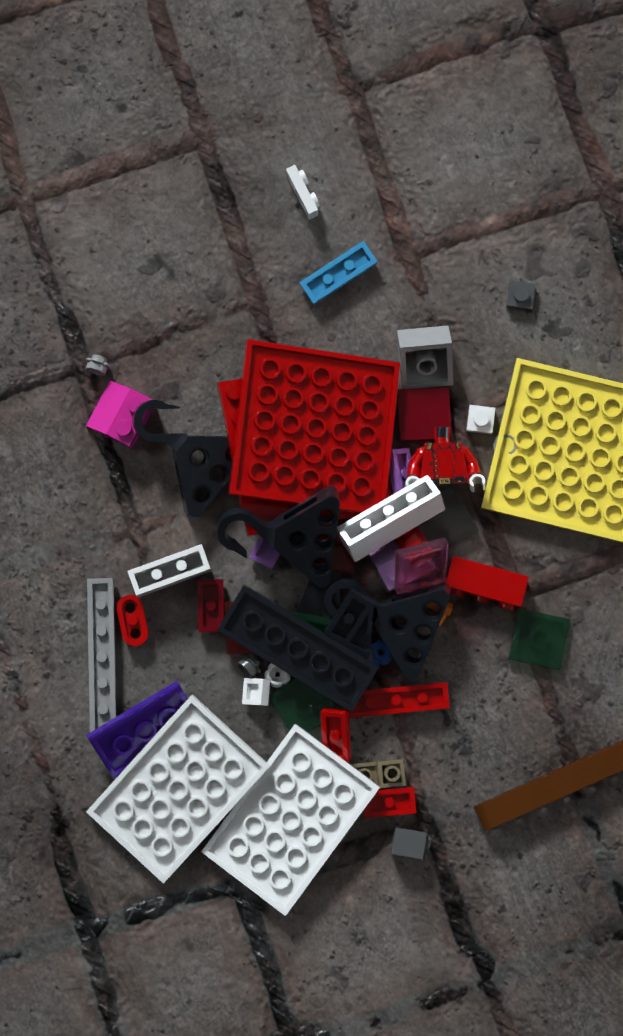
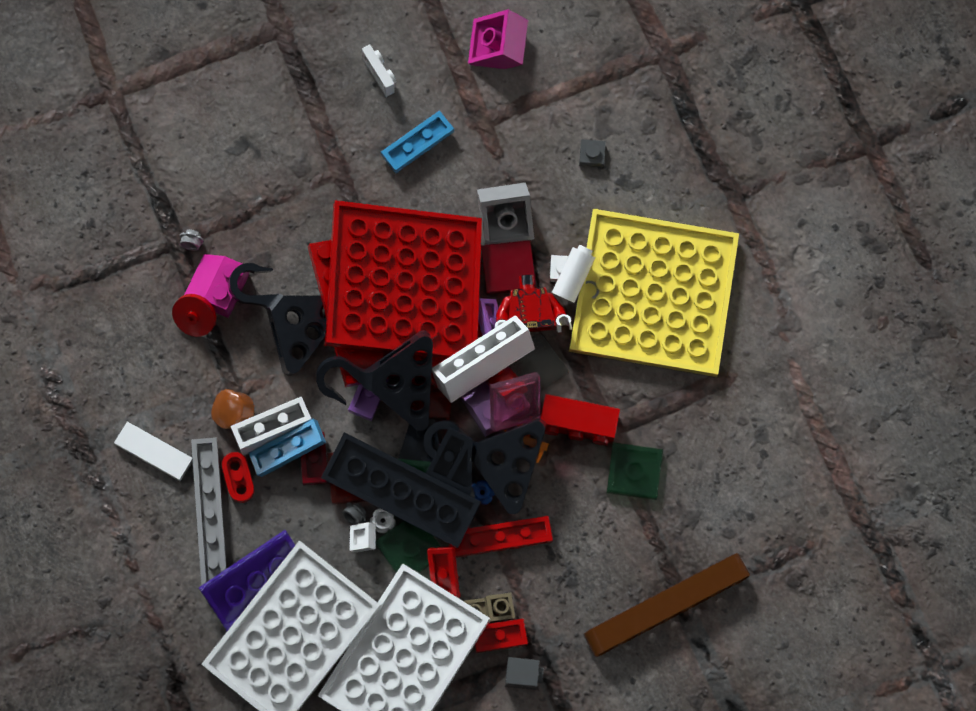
camera: 10 degrees left, 10 degrees down
(48, 587) = (153, 451): none -> white tile
(96, 447) = (194, 315): none -> red piece
(130, 549) = (231, 408): none -> dark orange hair
(184, 594) = (287, 447): none -> dark azure plate
(430, 166) = (498, 40): none -> dark pink slope
(492, 429) = (574, 273): none -> white brick

